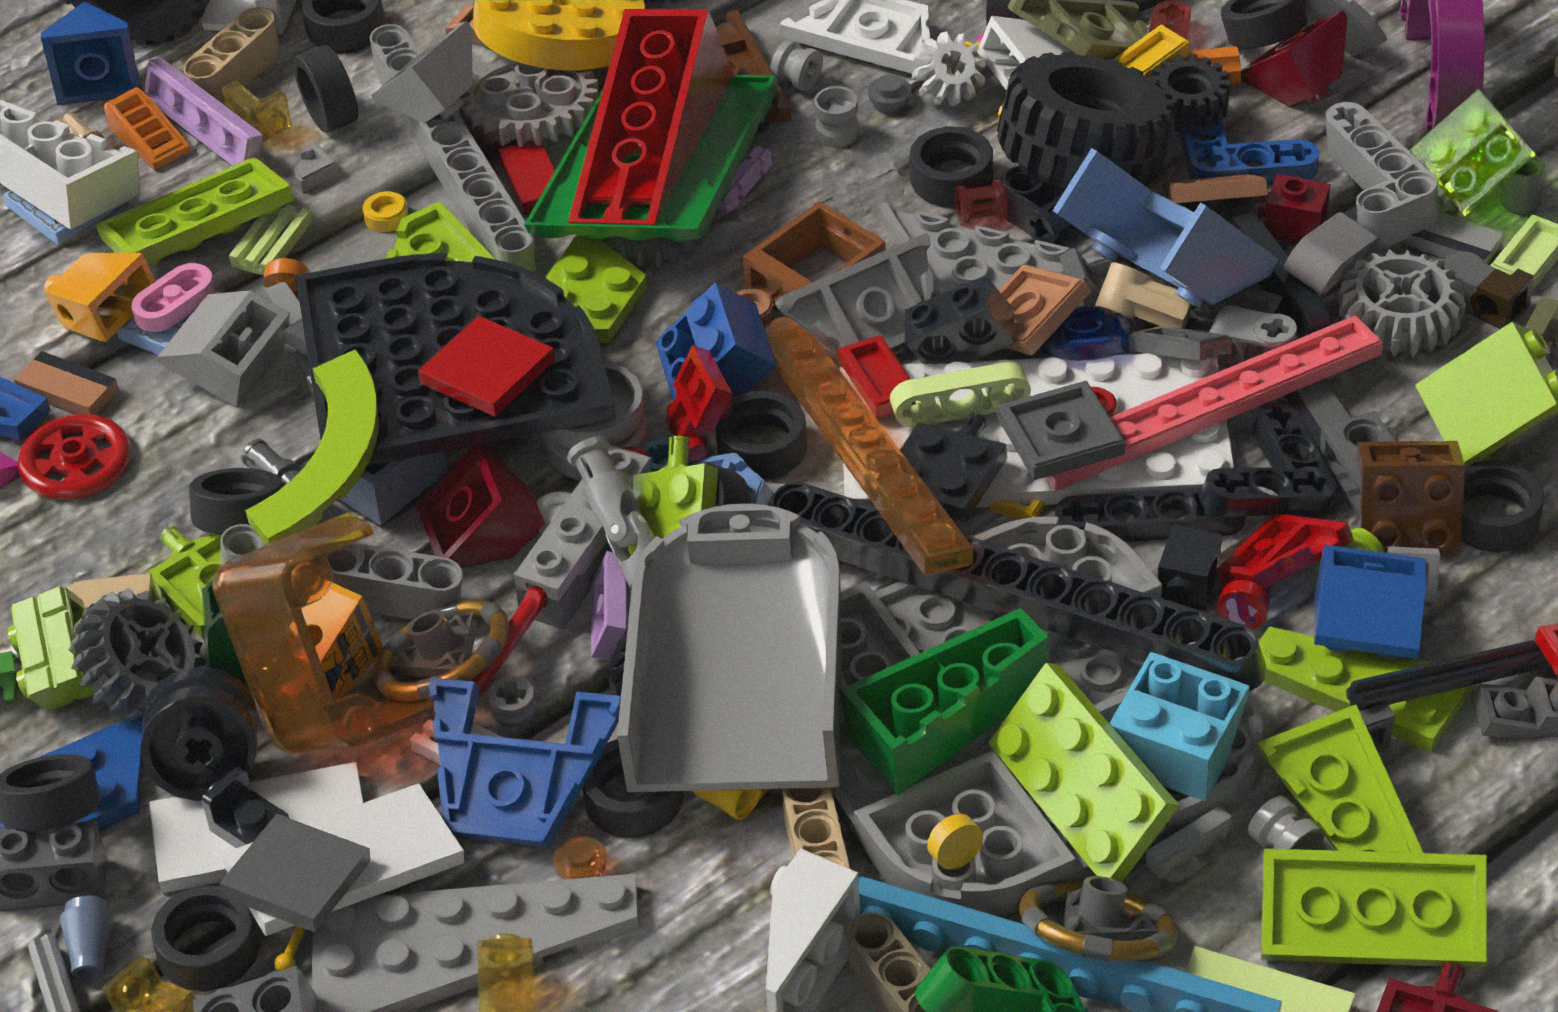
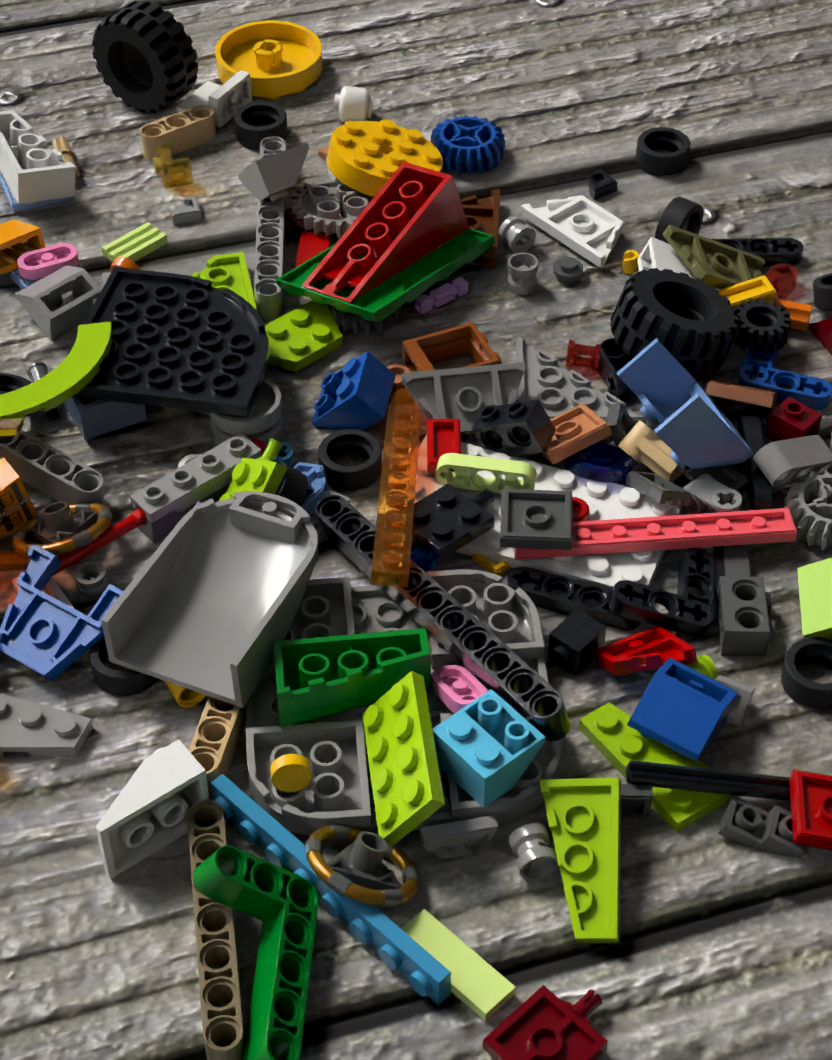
camera: 20 degrees right, 0 degrees up
(89, 56) = (91, 106): blue slope -> none
(143, 126) = (103, 157): orange slope -> none
(197, 211) = (97, 215): lime plate -> none
(201, 113) = (139, 161): lavender tile -> none
(325, 88) = (216, 164): black tyre -> none
(384, 211) = (210, 247): yellow tile -> none
(480, 511) = (143, 451): dark red slope -> none
(486, 365) = (183, 357): red tile -> none
(580, 858) = (65, 696): clear orange plate -> none
(612, 502) = (212, 463): light grey piece -> none
(699, 402) = (316, 426): red plate -> none
(933, 69) = (598, 261): white gear -> none
(949, 144) = (577, 312): black tyre -> none
(1097, 670) = (456, 686): none -> bright pink plate
(1244, 603) = (599, 681): red tile -> none
(1374, 908) = (561, 930): lime plate -> none
(1413, 493) = (755, 644): reddish brown bracket -> none

